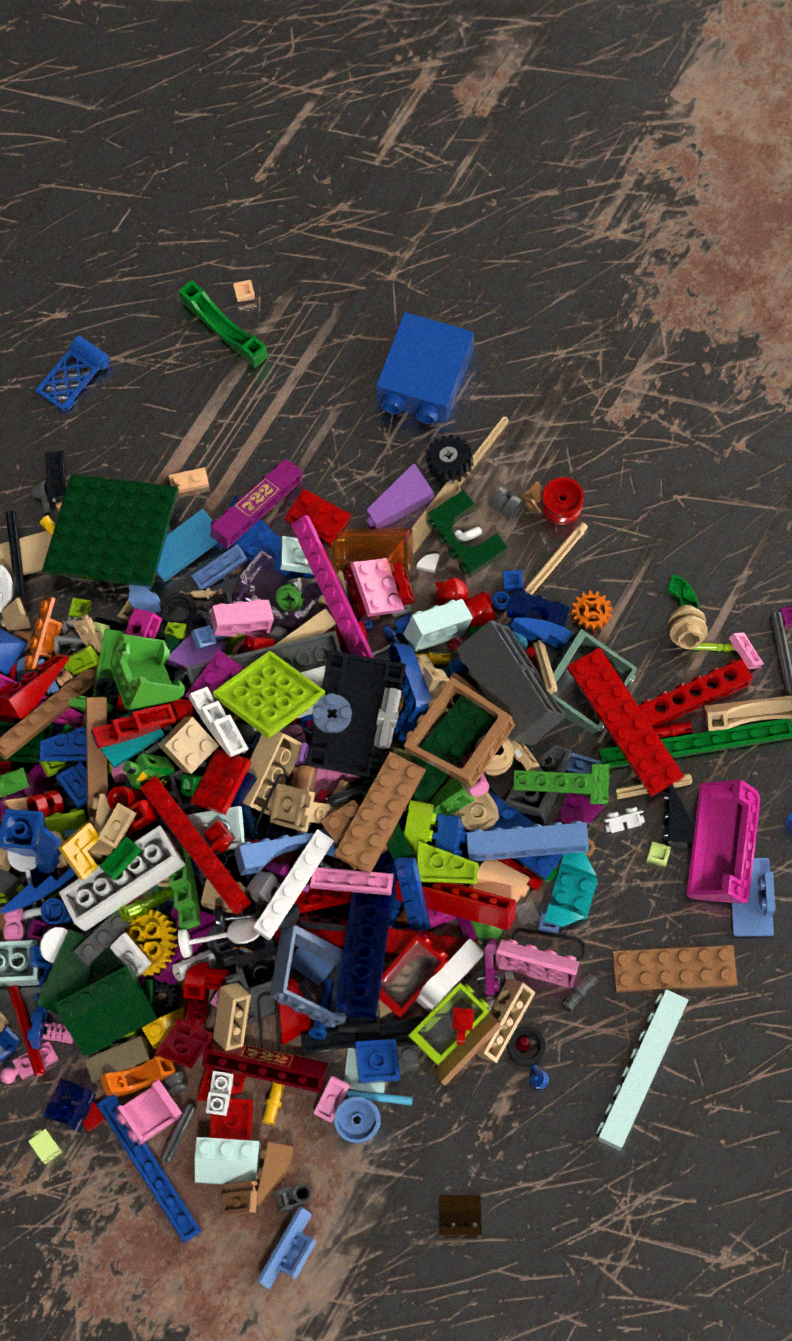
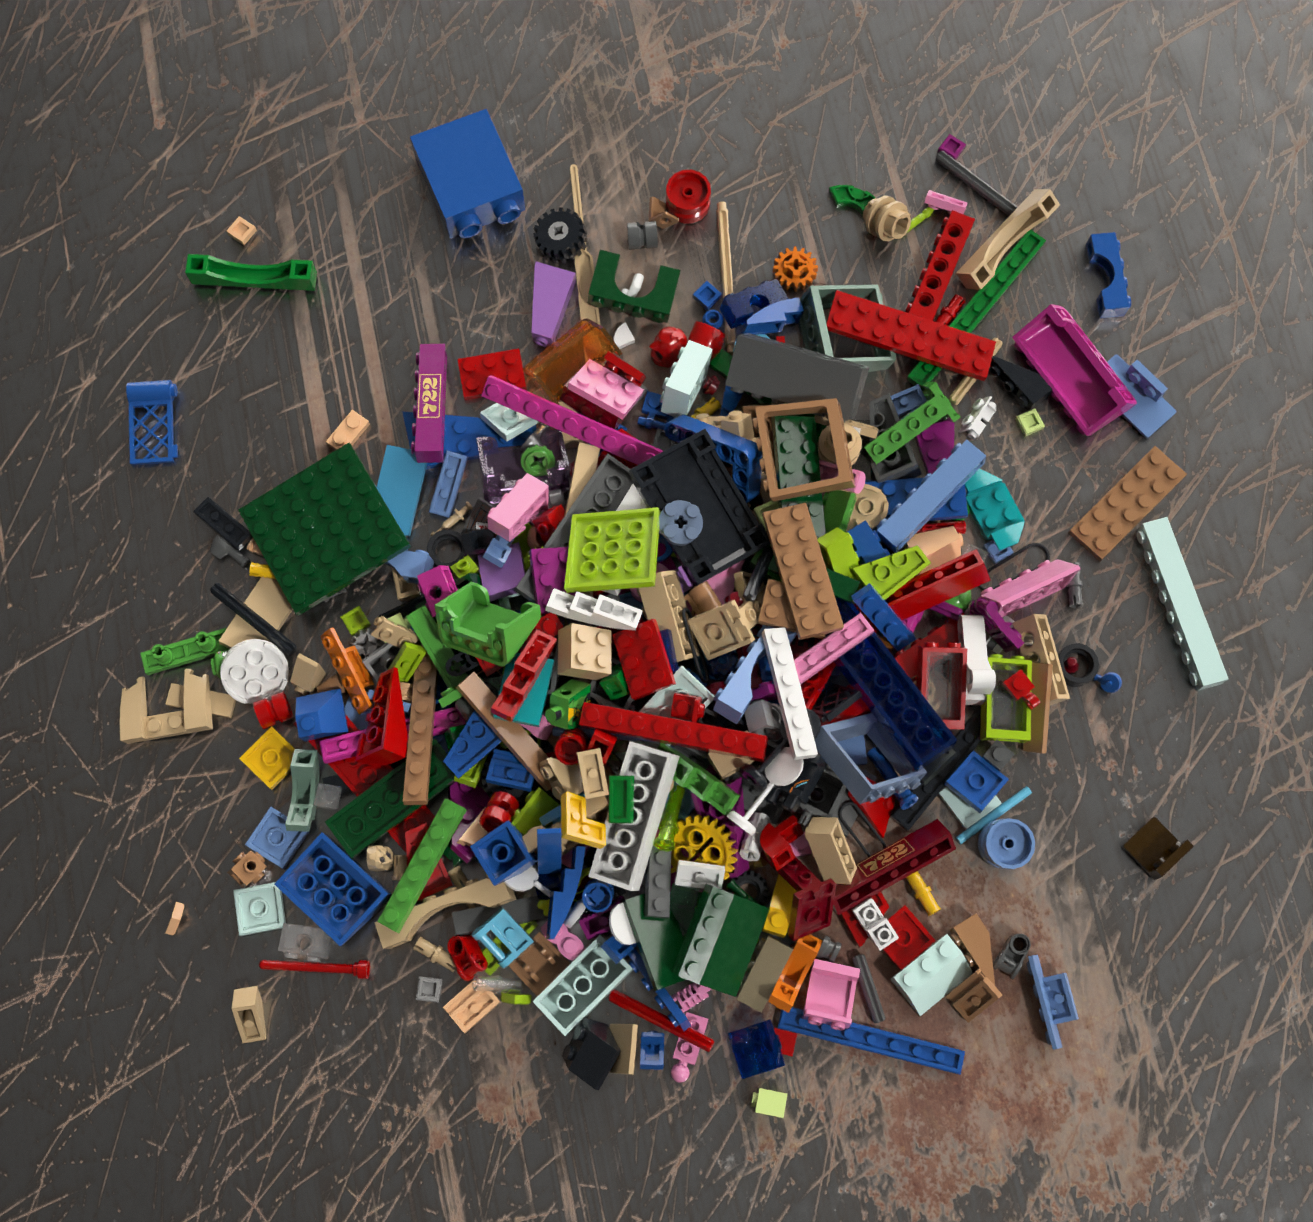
camera: 45 degrees left, 5 degrees up
(331, 1098) = (968, 846): bright pink plate -> none
(387, 718) = (730, 487): light grey piece -> none
(545, 667) = (810, 341): tan axle -> none

